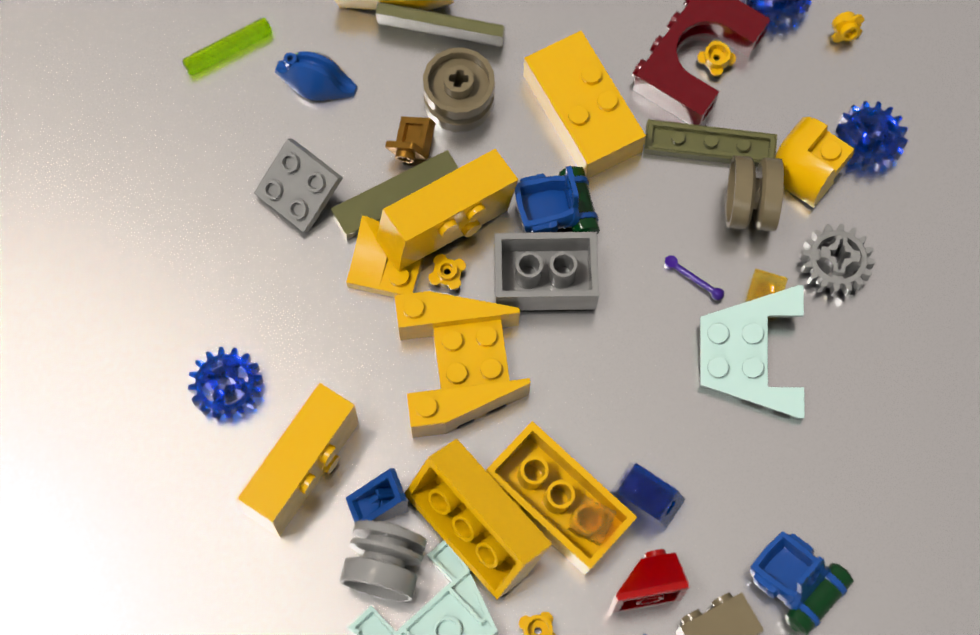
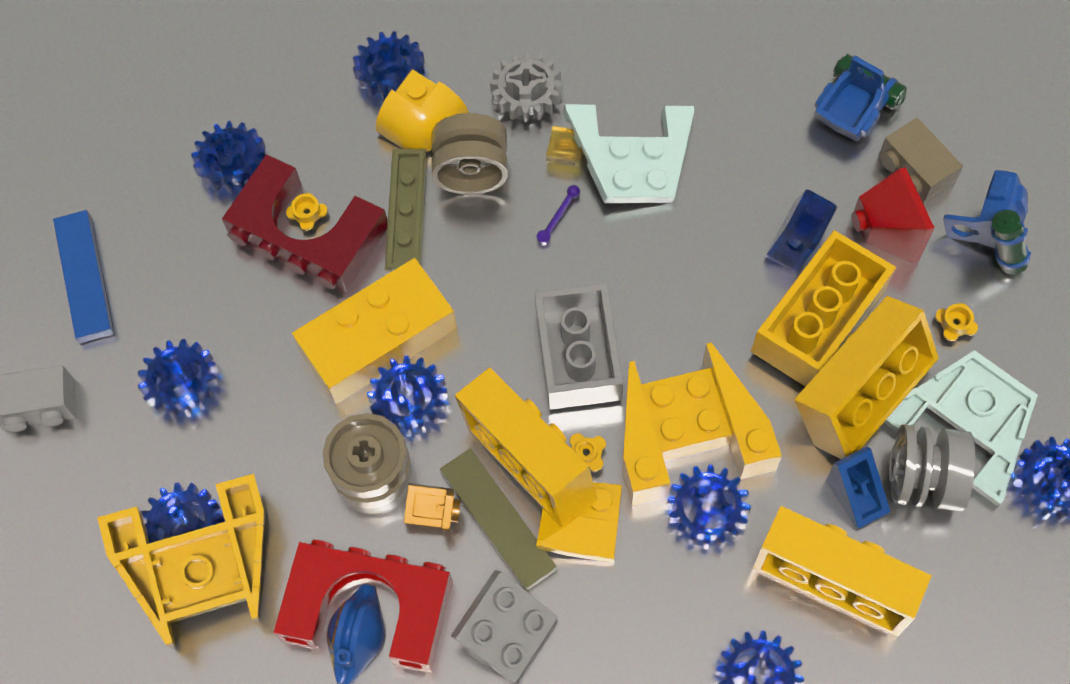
camera: 90 degrees left, 5 degrees down
(339, 123) = (323, 572): none -> red arch
(372, 377) = (720, 514): none -> clear blue gear
(440, 24) = (282, 494): olive tile -> none
(528, 119) = (393, 401): none -> clear blue gear
(556, 202) = (498, 340): blue piece -> none
(592, 520) = (853, 262): clear yellow plate -> none
(847, 26) = (266, 92): yellow plate -> none

